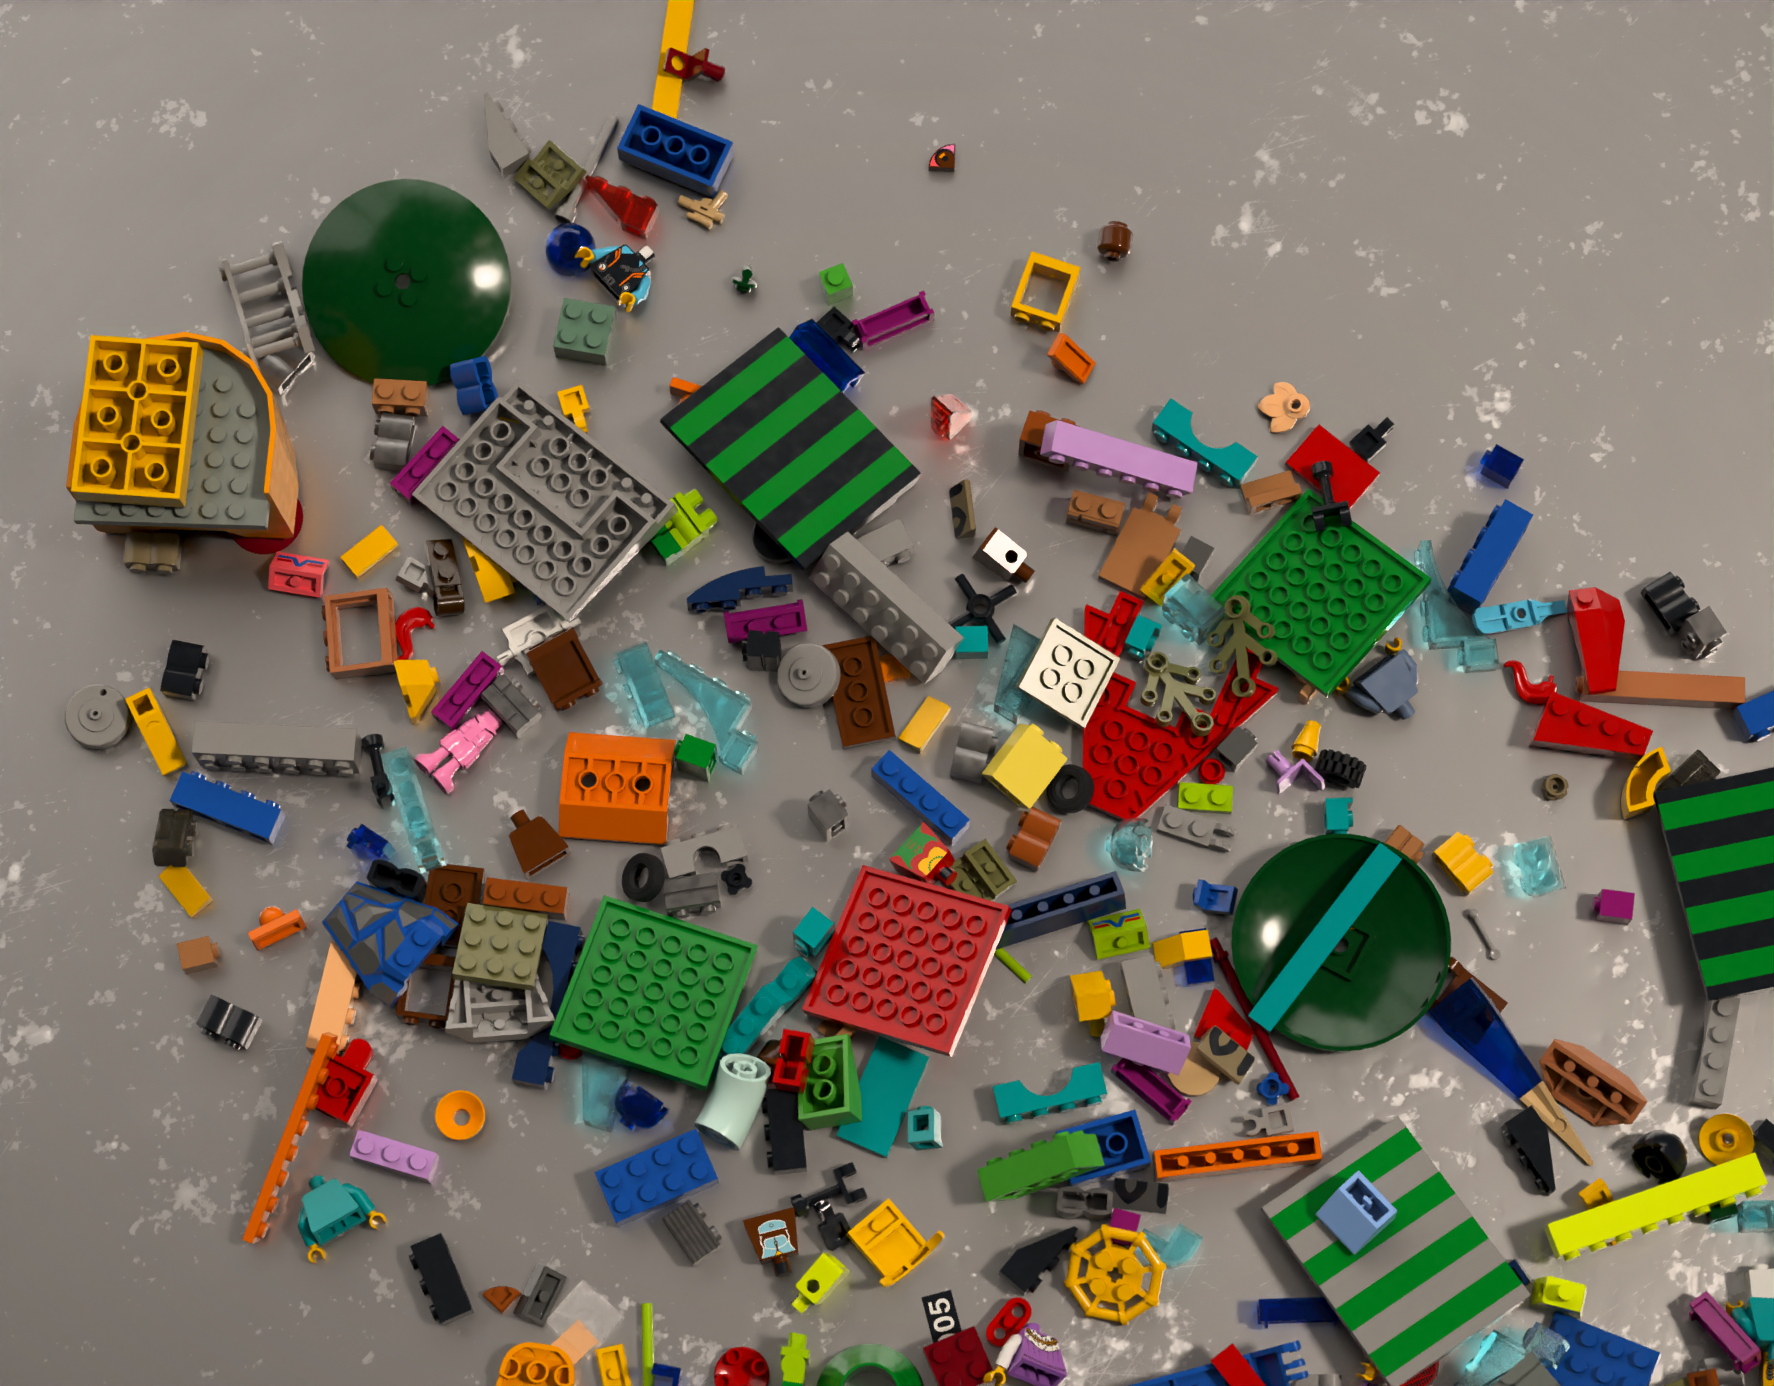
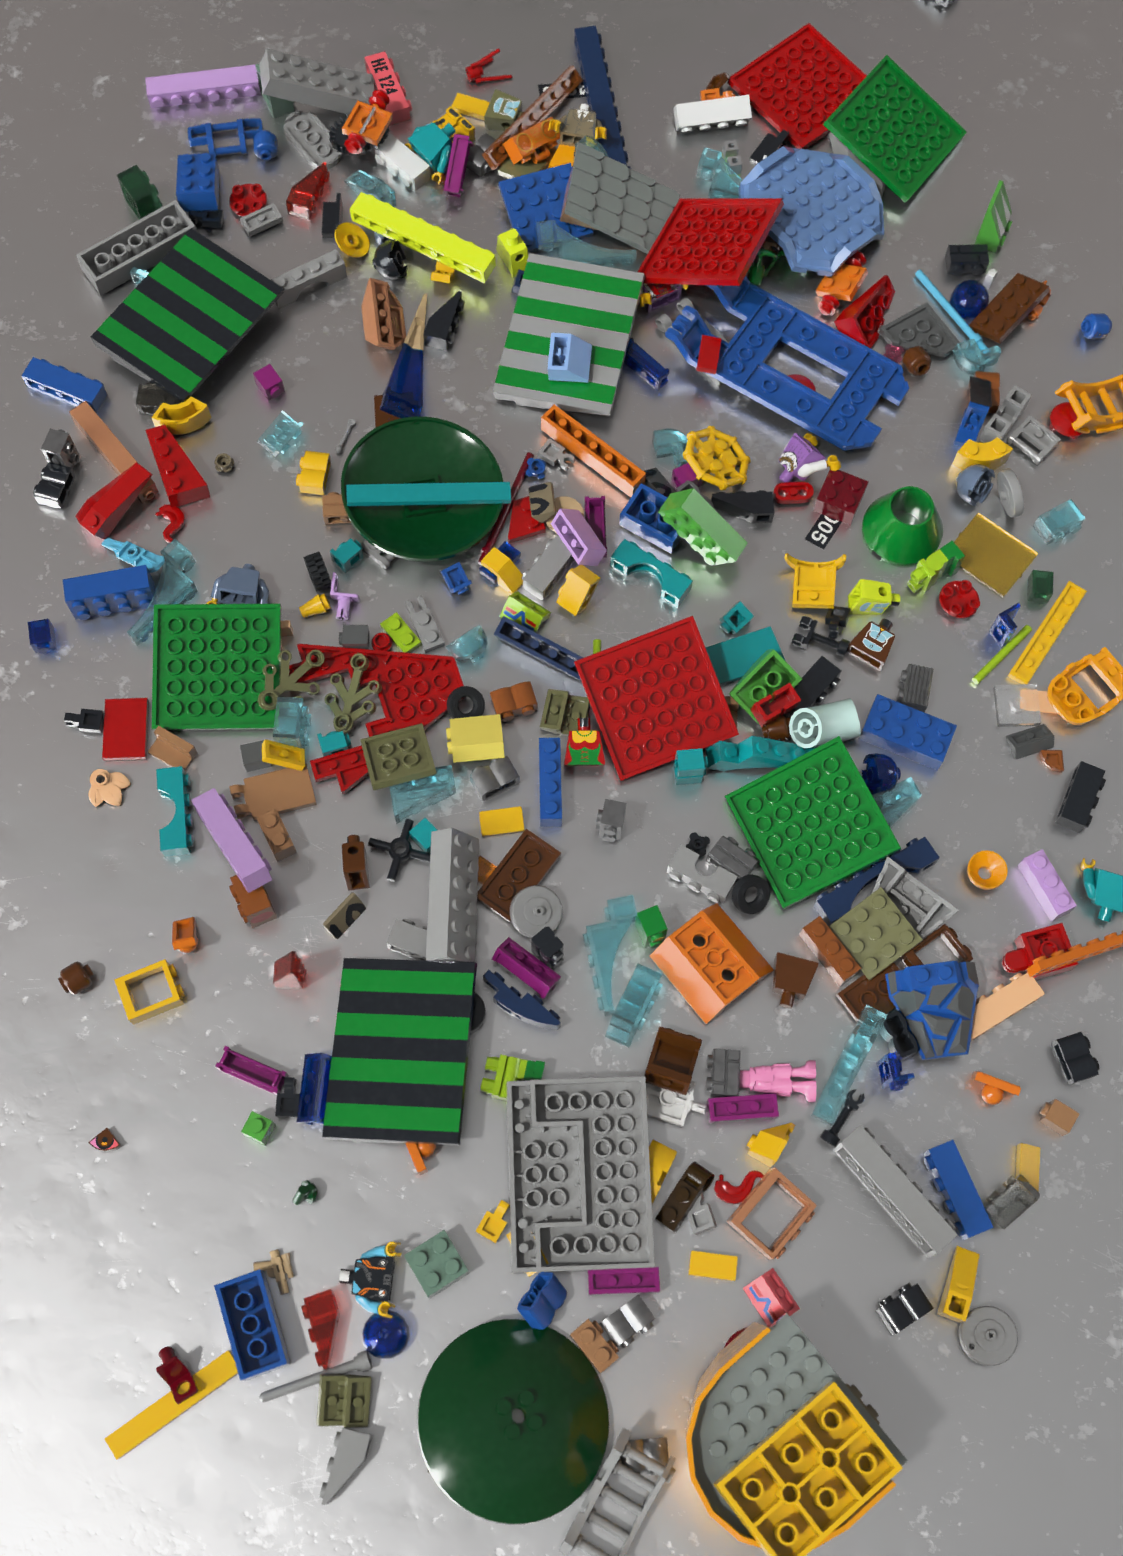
camera: 135 degrees left, 5 degrees down
(1323, 471) = (152, 687): black bar -> none

